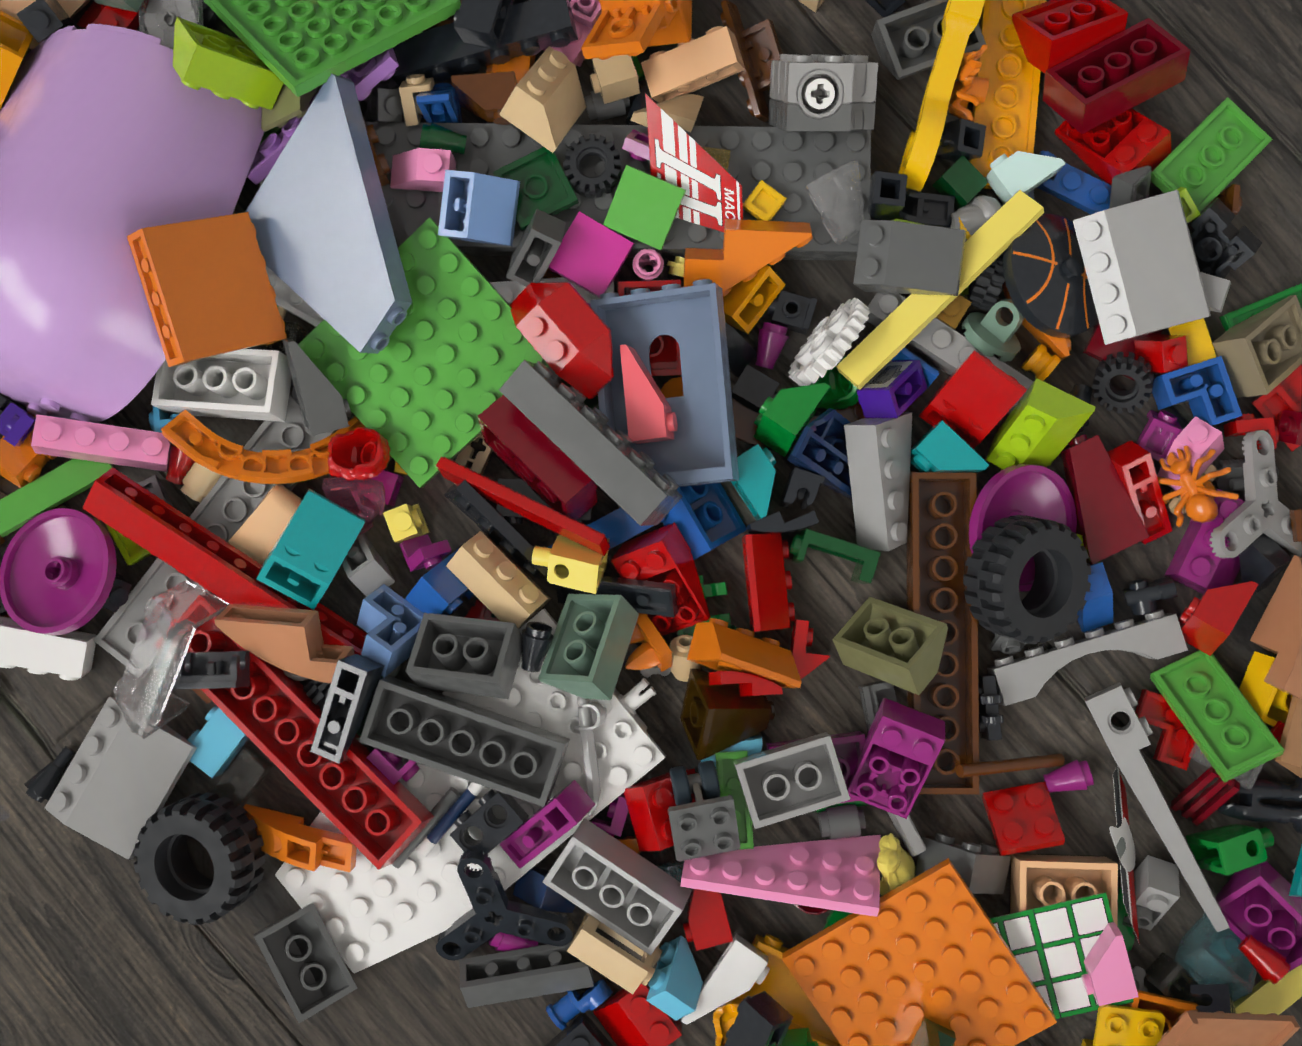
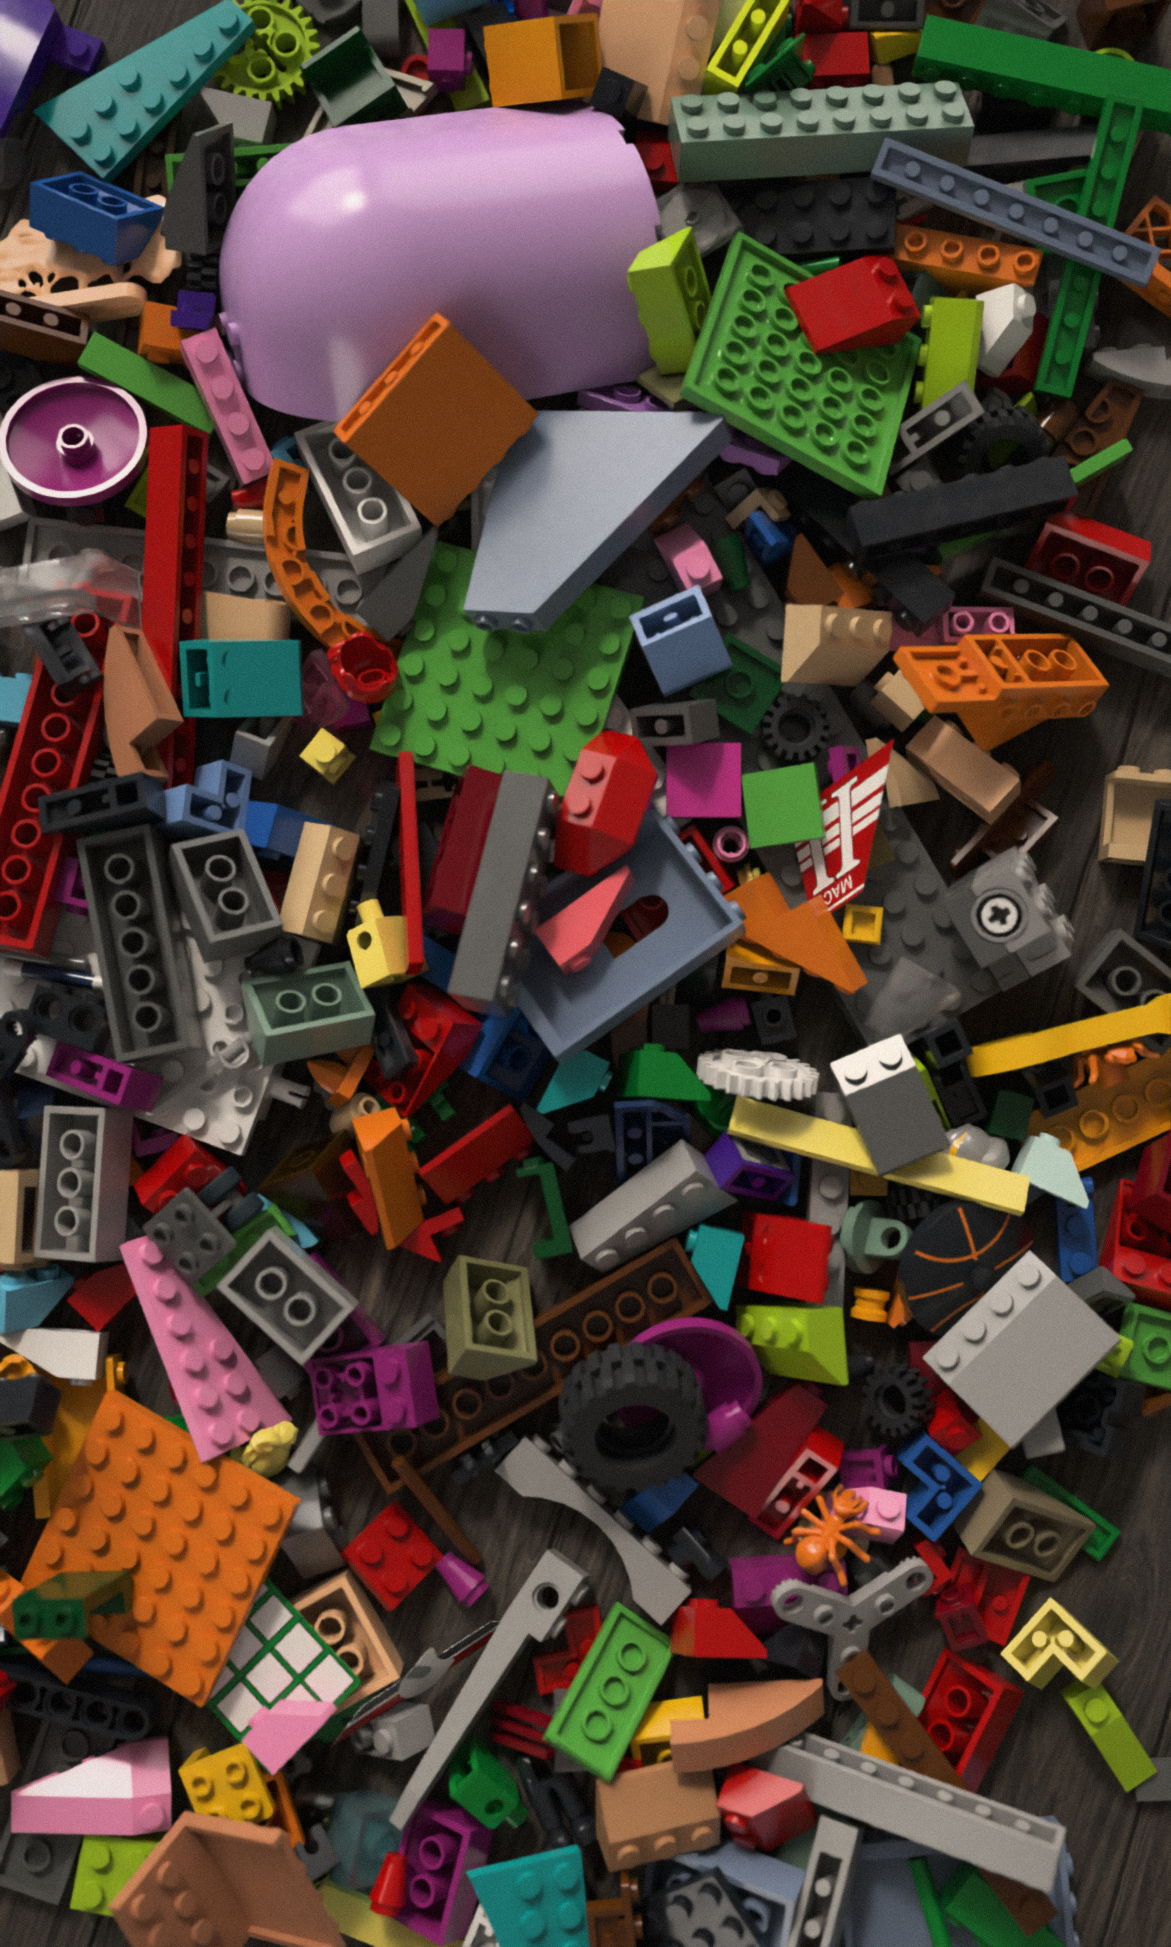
camera: 45 degrees right, 0 degrees up
(421, 553) = (306, 791): magenta bracket -> none
(1072, 514) = (726, 1426): none -> magenta brick

